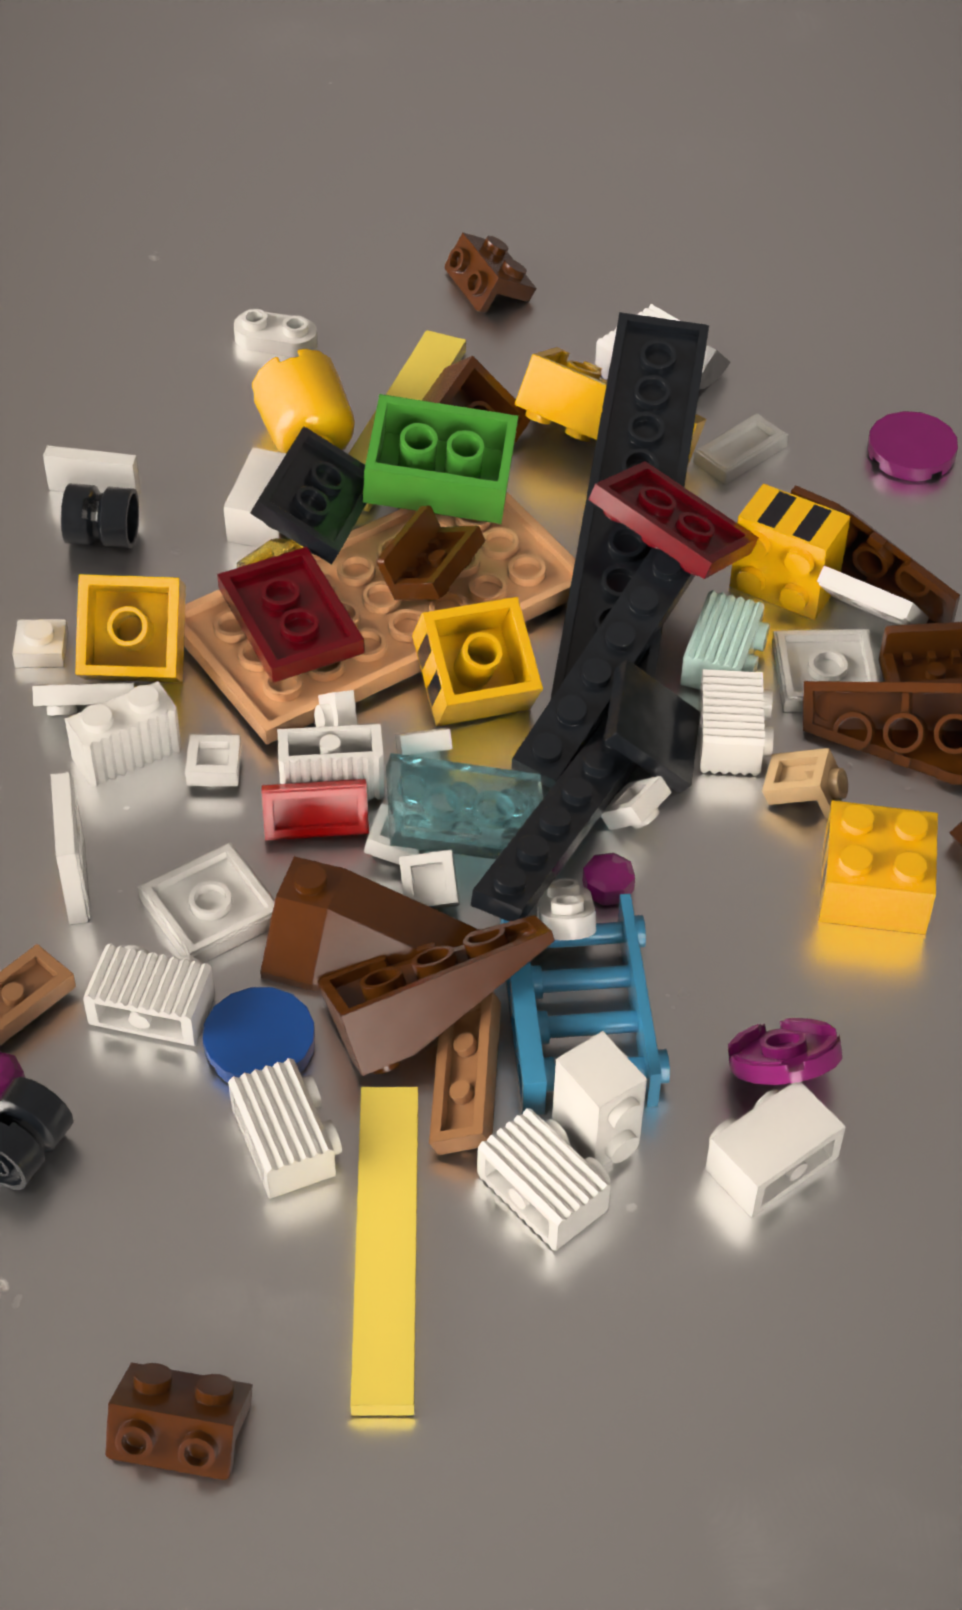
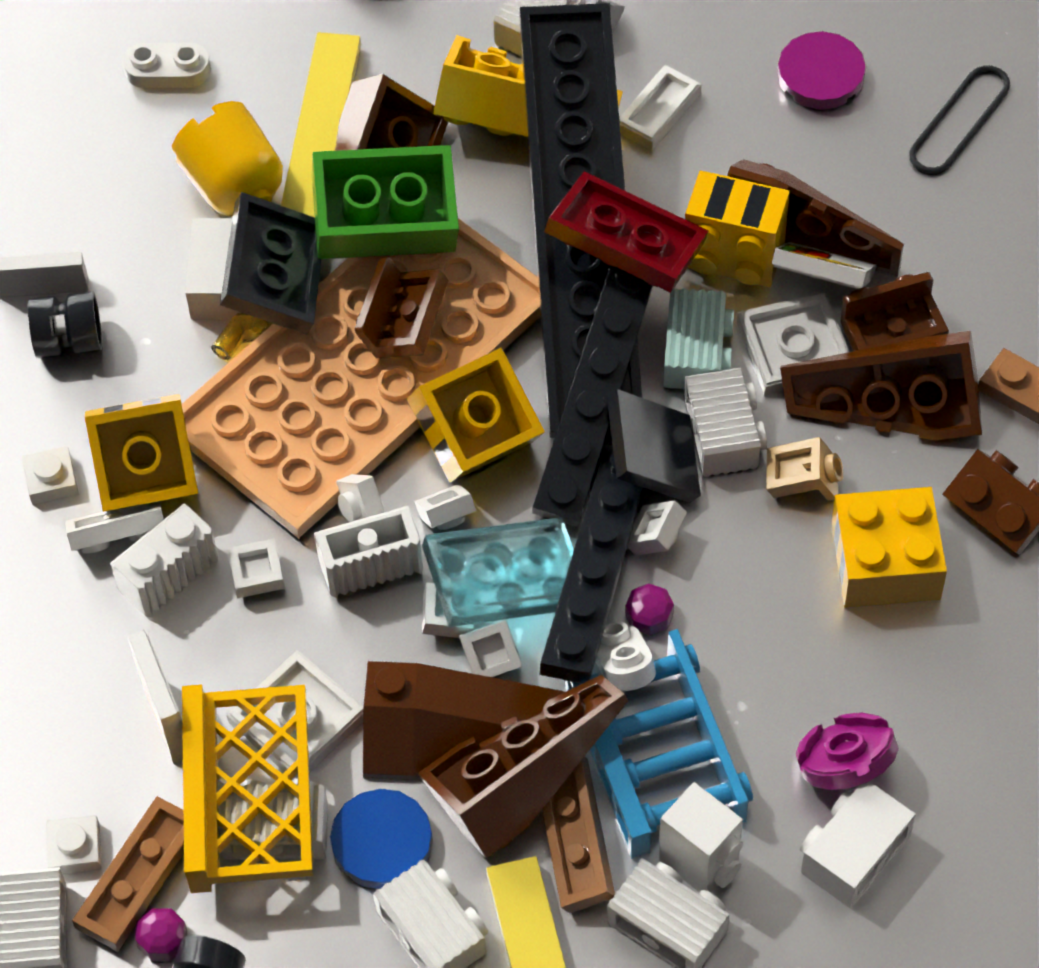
camera: 10 degrees left, 10 degrees up
(80, 945) = (202, 794): none -> yellow fence
(290, 614) = (285, 400): dark red plate -> none
(315, 809) = (366, 600): red tile -> none

